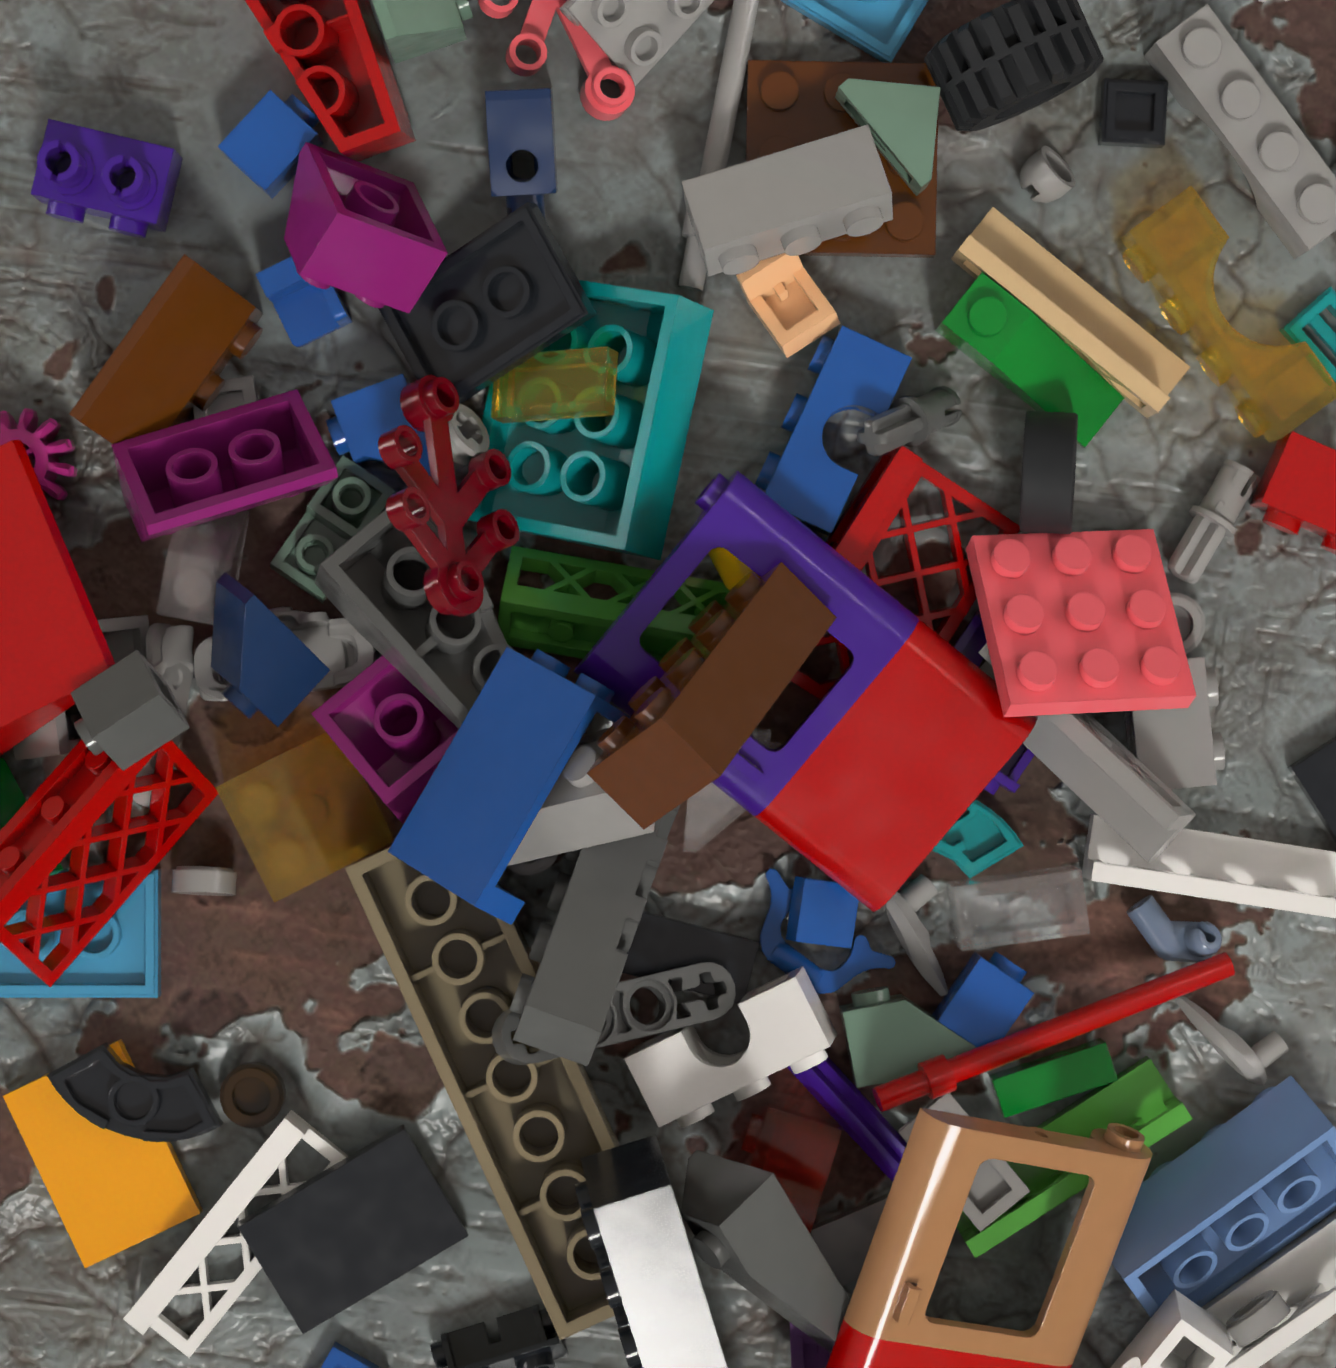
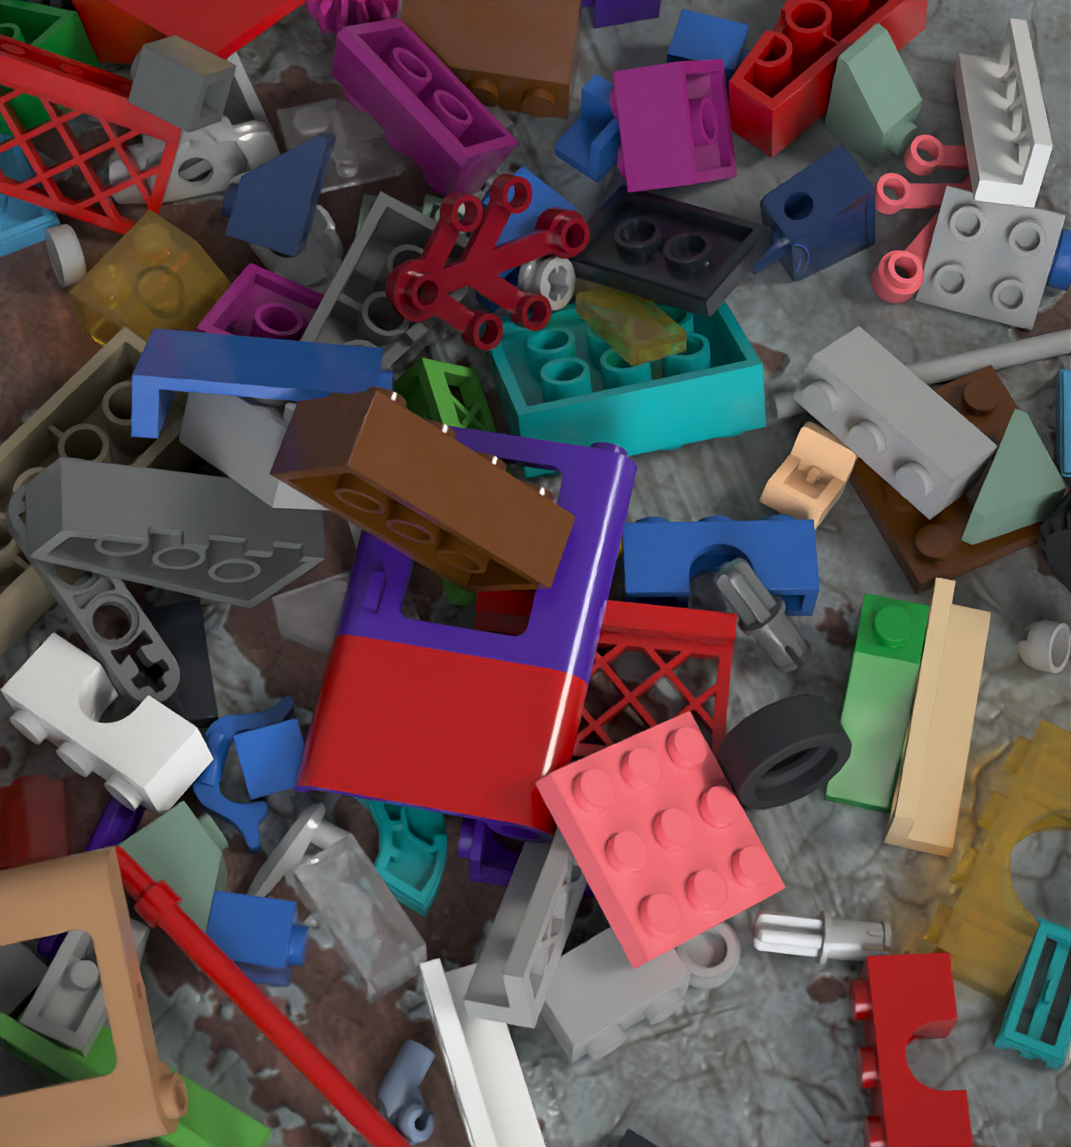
camera: 60 degrees right, 25 degrees down
(1053, 1077) = (208, 1045): green piece -> none

